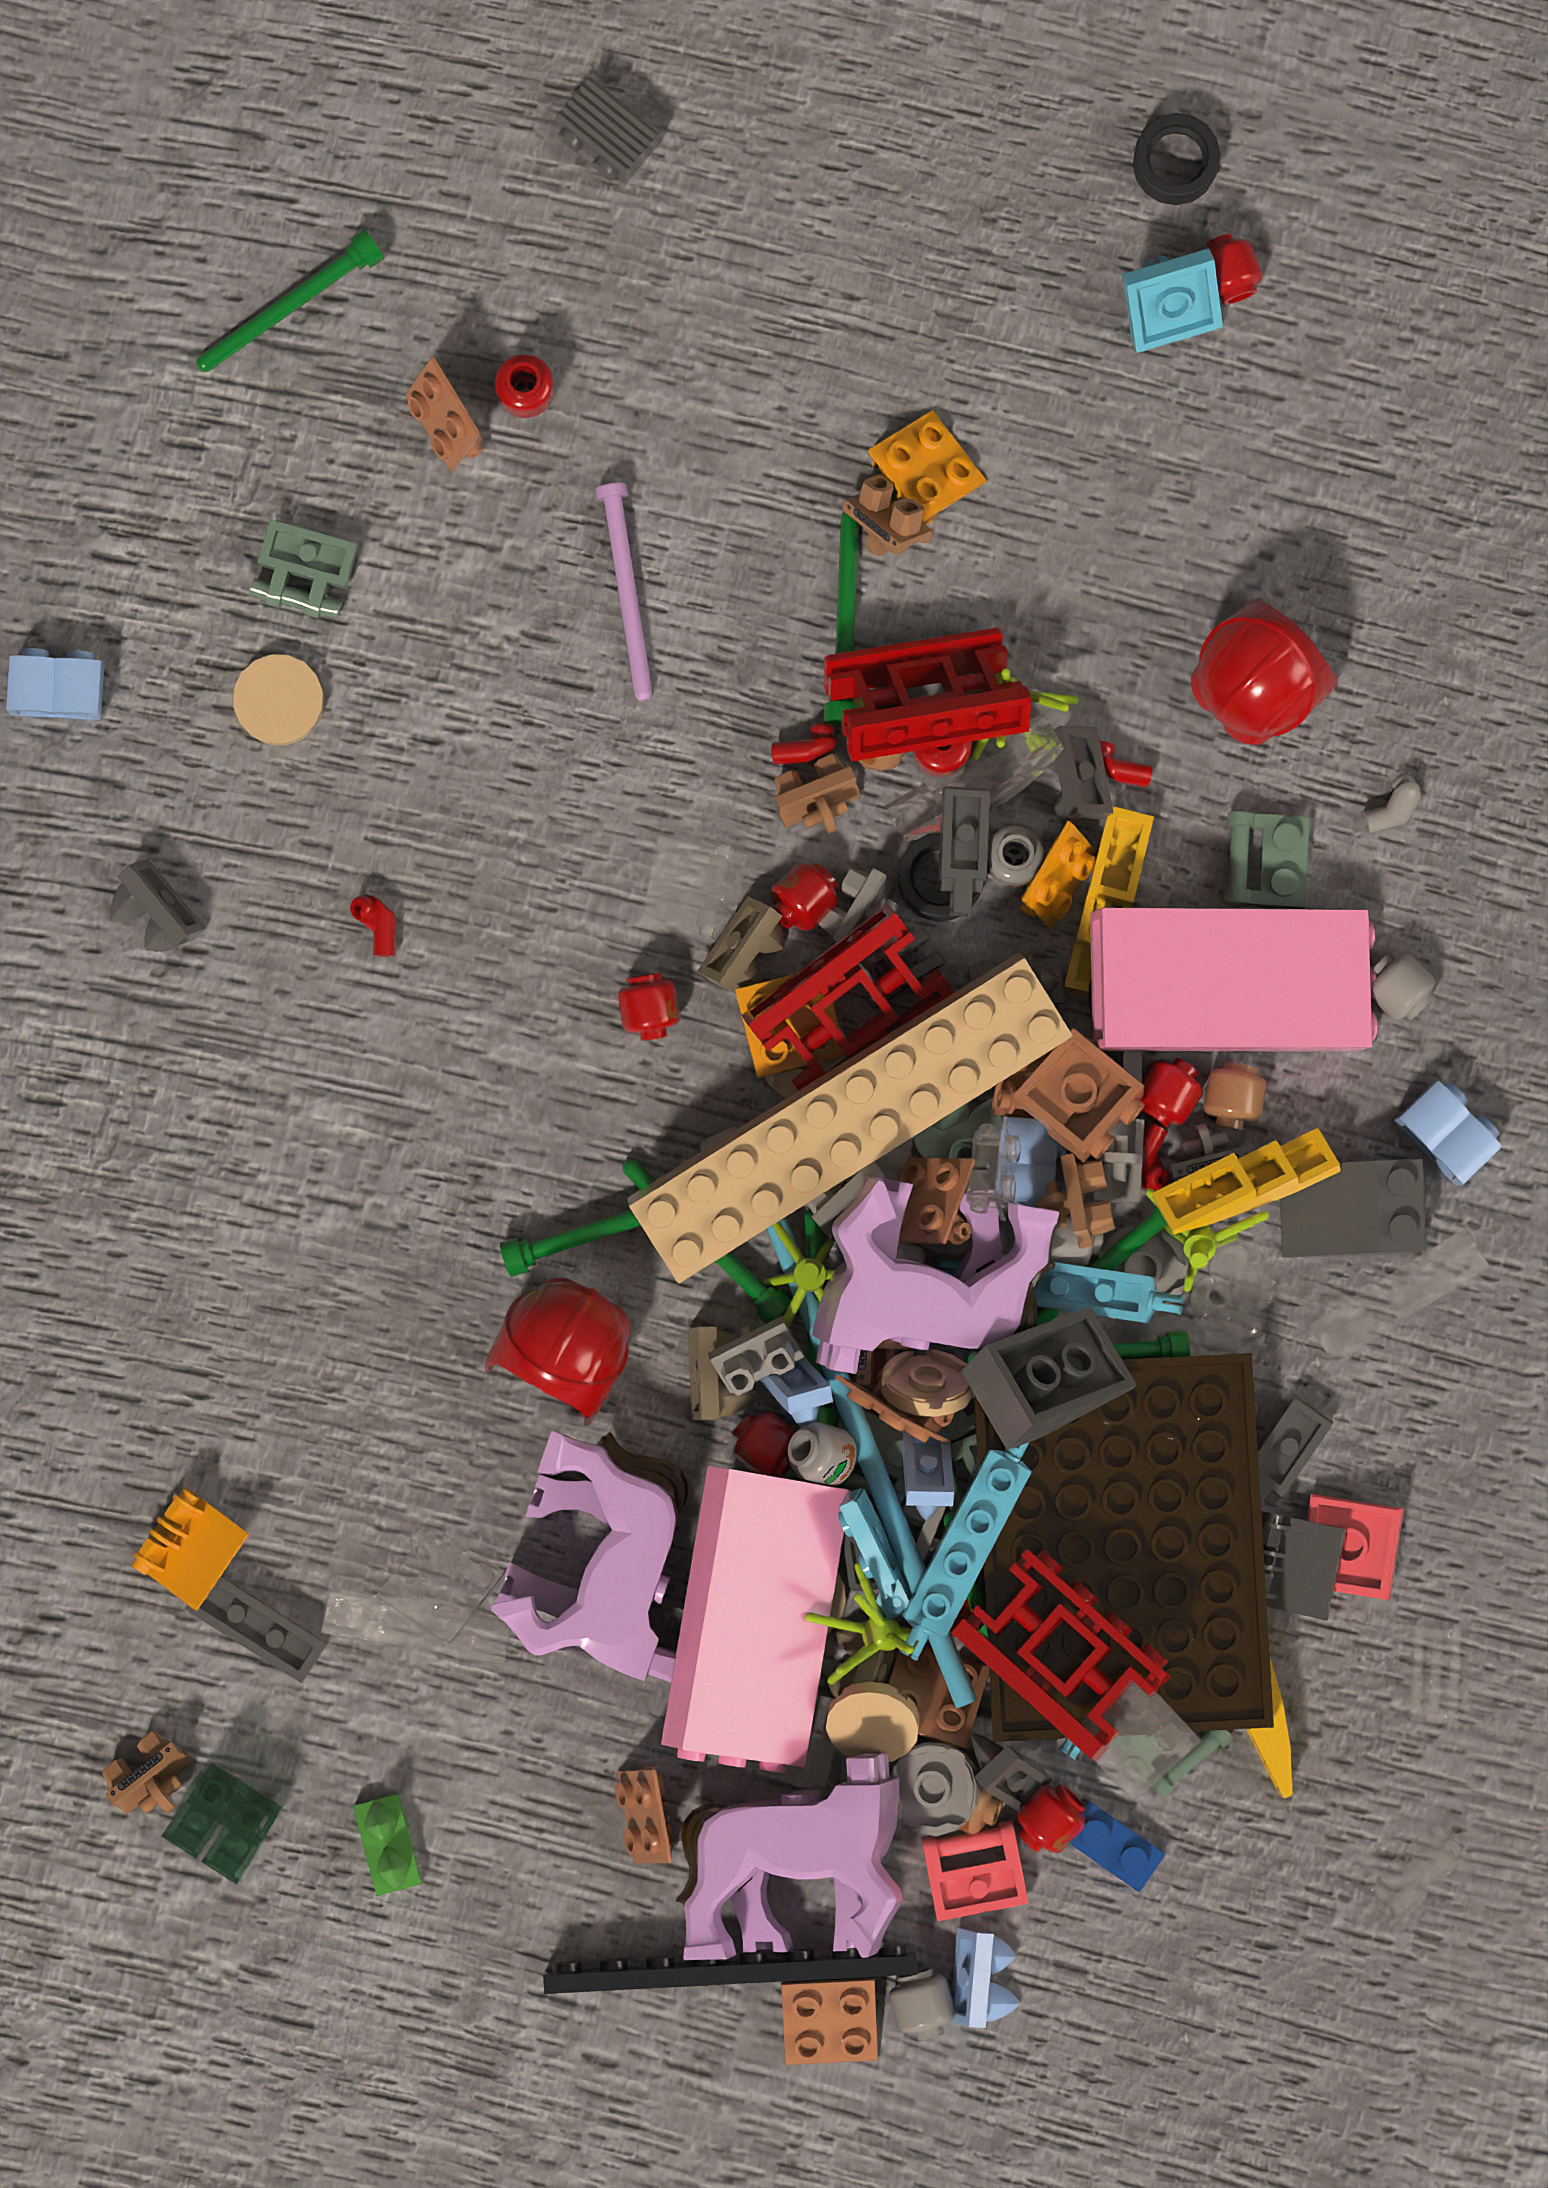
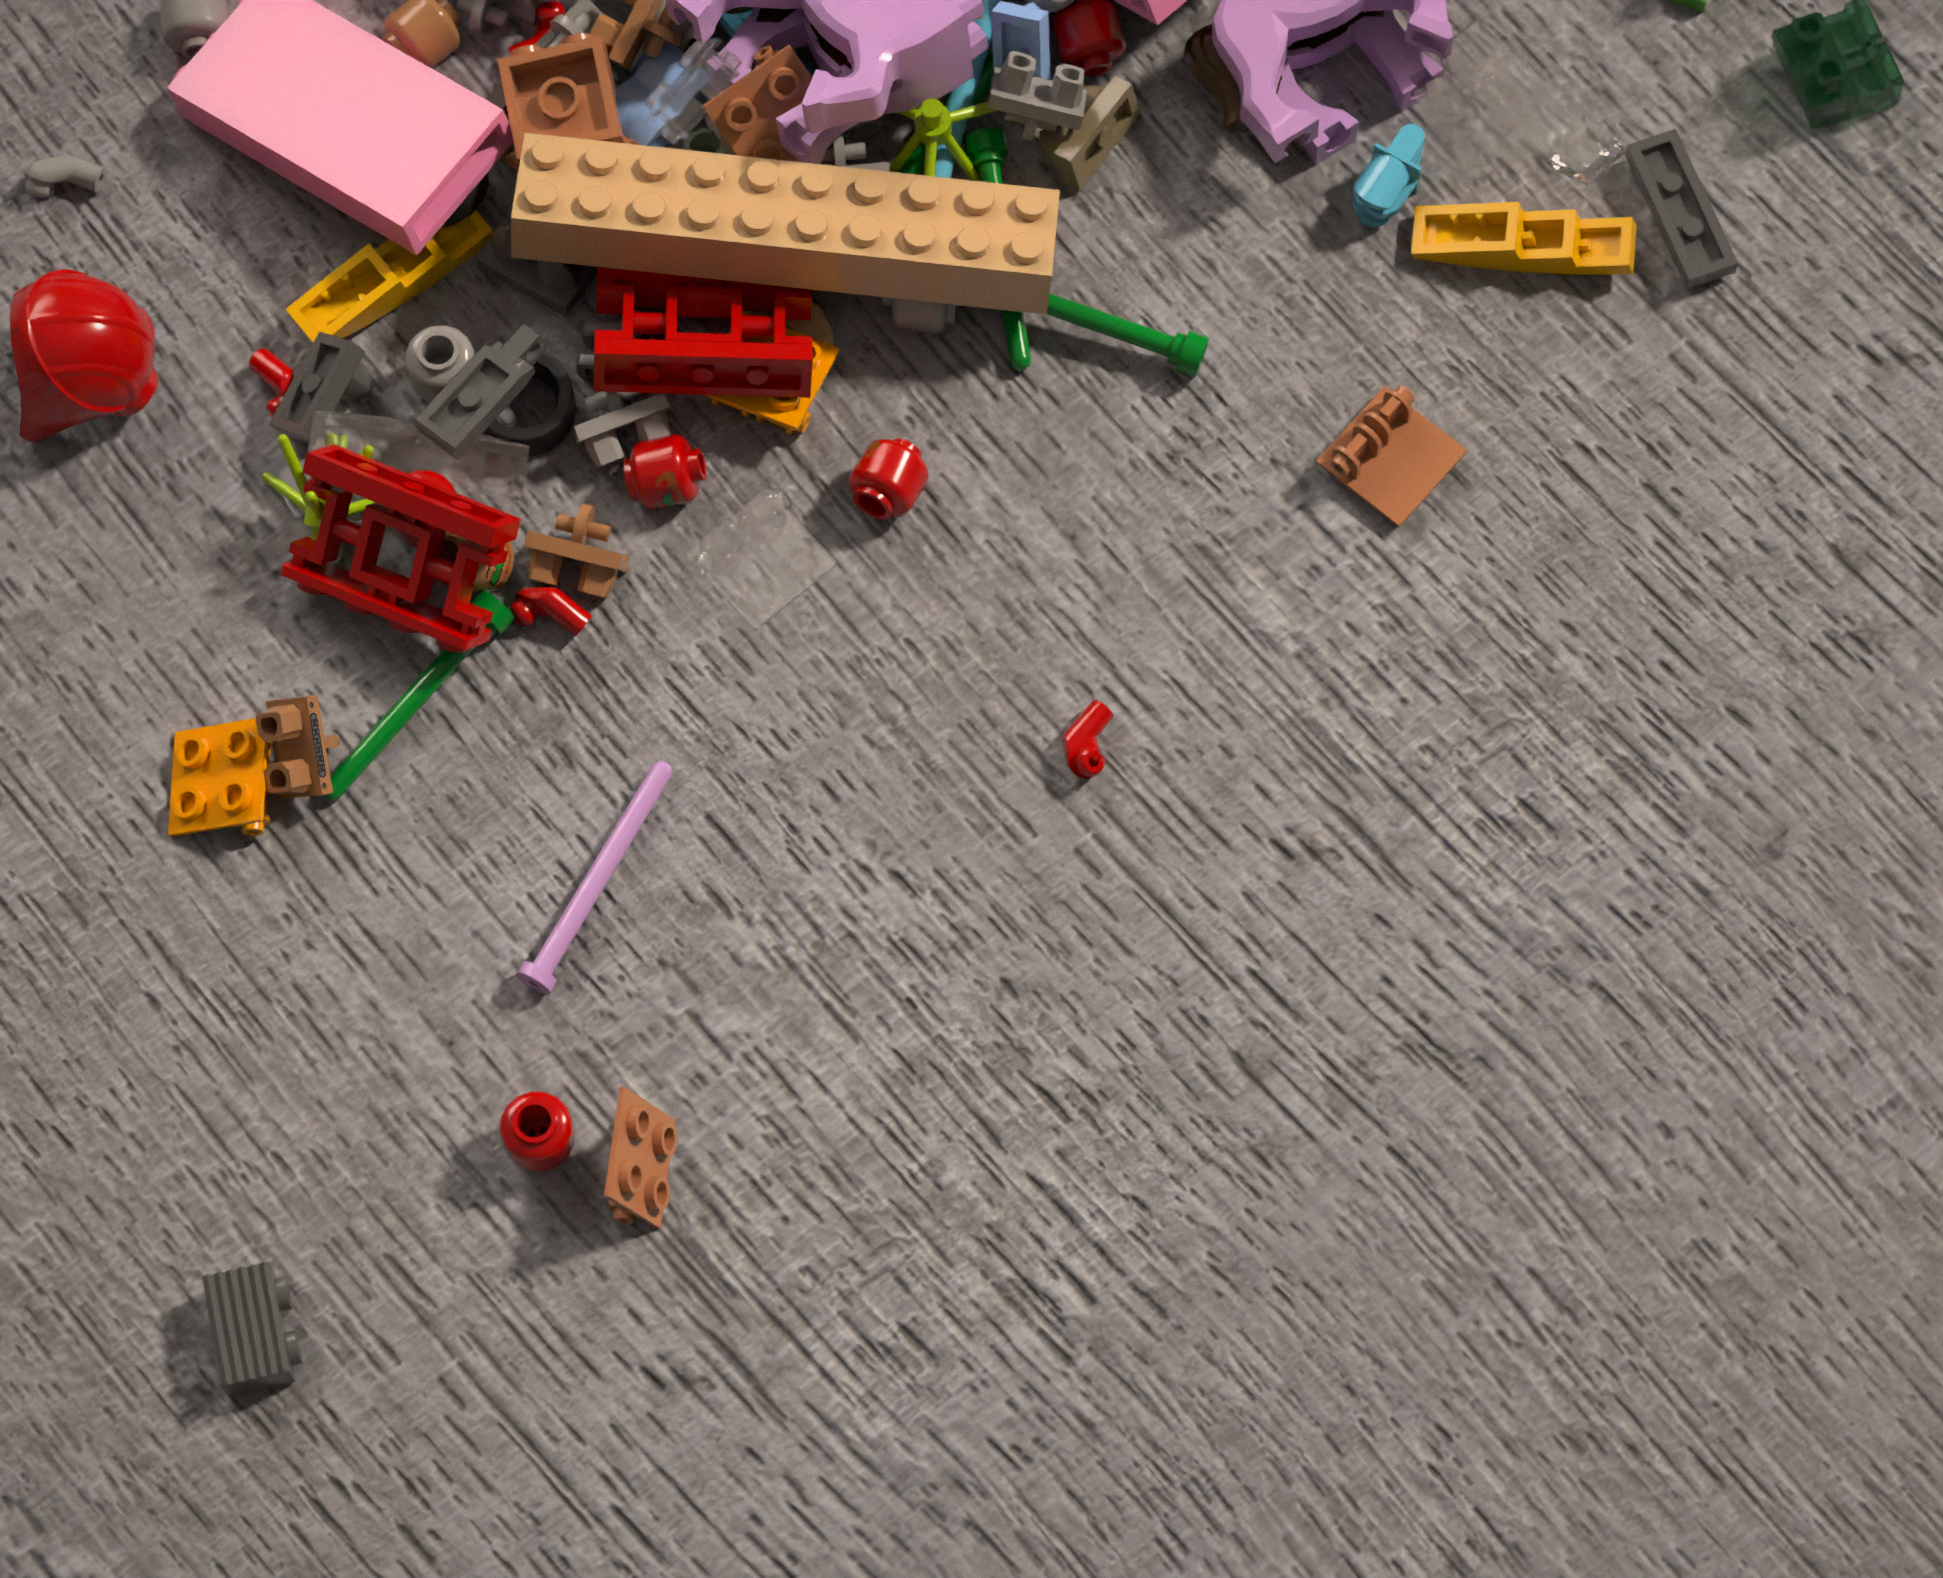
camera: 140 degrees left, 15 degrees down
(55, 686) = (1229, 1187): light blue brick -> none
(148, 892) = (1285, 925): dark grey tile -> none
(152, 1781) = (1903, 152): medium nougat hips -> none
(189, 1548) = (1693, 310): light orange hinge -> none
(278, 699) = (1018, 1019): tan tile -> none
(305, 555) = (882, 1134): sand green plate -> none
(324, 1286) = (1391, 455): none -> nougat hinge
(349, 1519) = (1523, 241): none -> yellow slope
(360, 253) = (592, 1395): green piece -> none
(475, 1490) = (1389, 177): none -> medium azure arm
(564, 1343) = (1209, 230): red piece -> none
(750, 931) = (758, 466): dark tan tile -> none
(1065, 866) = (389, 323): light orange hinge -> none
(1170, 1092) = (475, 65): red head -> none
(1281, 860) = (209, 199): sand green plate -> none

